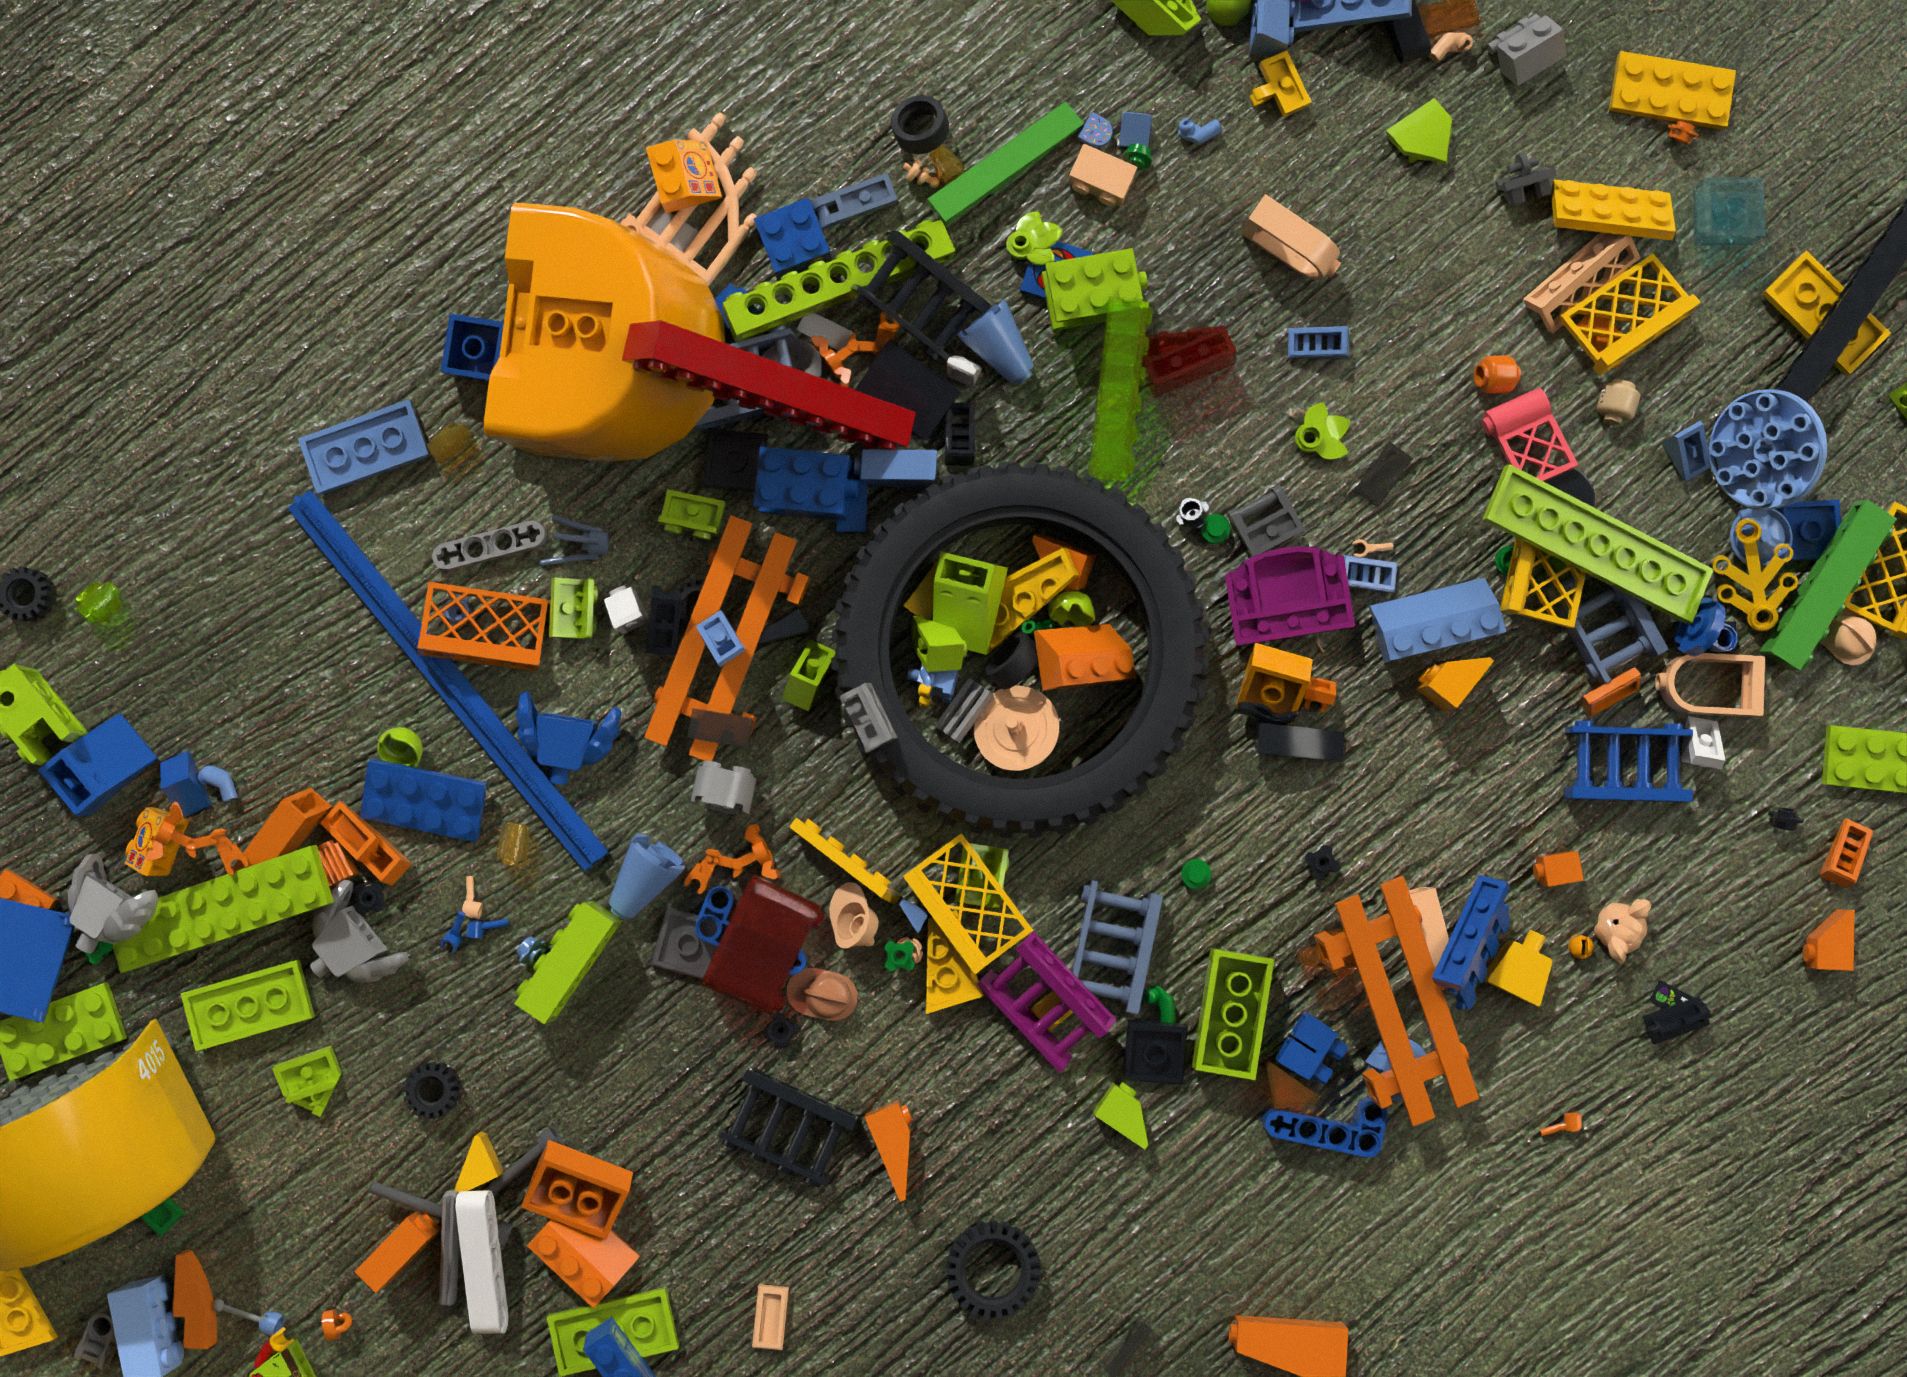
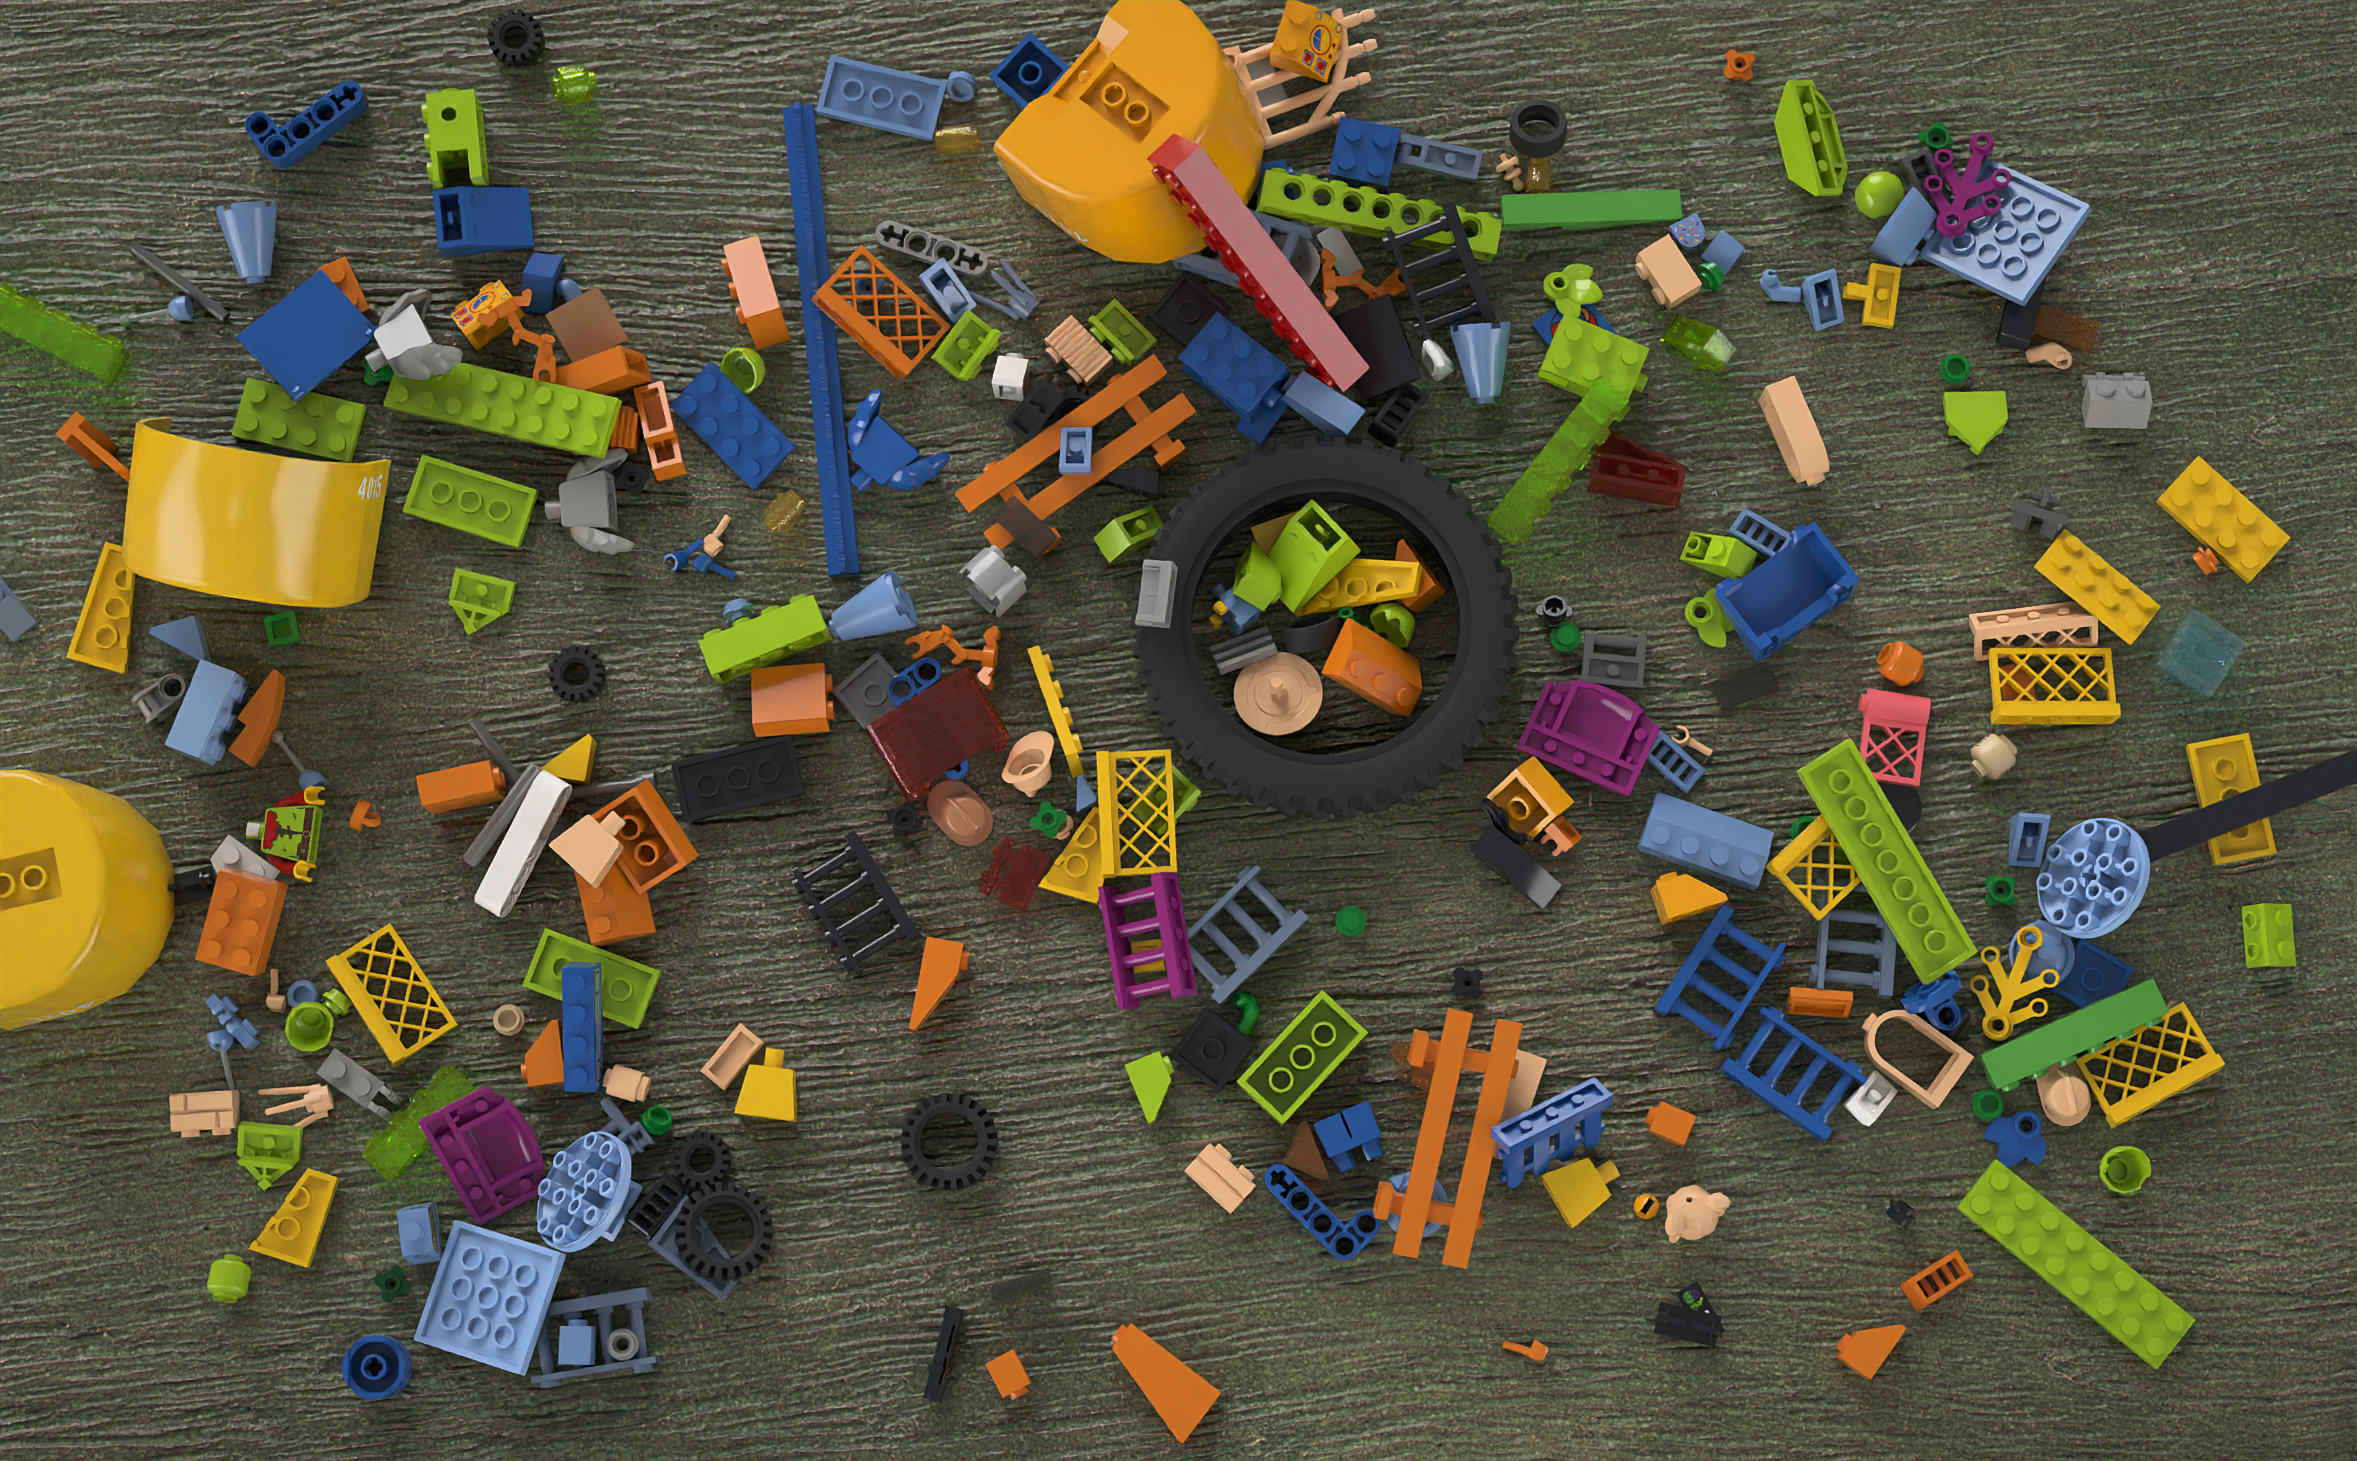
camera: 35 degrees right, 5 degrees down
(86, 1275) = (186, 636): none -> medium blue slope
(245, 797) = (586, 325): none -> medium nougat tile
(366, 677) = (755, 292): none -> wedge
(423, 395) = (961, 86): none -> medium blue tile
(525, 572) = (947, 290): none -> medium blue slope
(540, 1233) = (591, 846): none -> light nougat torso
(622, 1087) = (738, 778): none -> black plate
(623, 995) = (791, 699): none -> orange brick
(667, 553) = (1078, 352): none -> light nougat brick
(819, 1326) = (769, 1090): none -> yellow torso
(909, 1015) = (1022, 879): none -> clear red plate
(1165, 217) = (1699, 343): none -> clear neon green slope
(1231, 1152) = (1220, 1177): none -> light nougat brick
(1241, 117) = (1822, 299): none -> medium blue slope
(1295, 381) = (1719, 555): none -> lime slope
(1370, 375) = (1787, 592): none -> blue windscreen
(1381, 105) = (1954, 368): none -> green plate
(1493, 739) = (1707, 951): none -> blue fence
(1702, 507) = (2006, 884): none -> green plate
(1795, 685) = (1987, 1104): none -> green plate
(1836, 702) = (2015, 1143): none -> blue plate

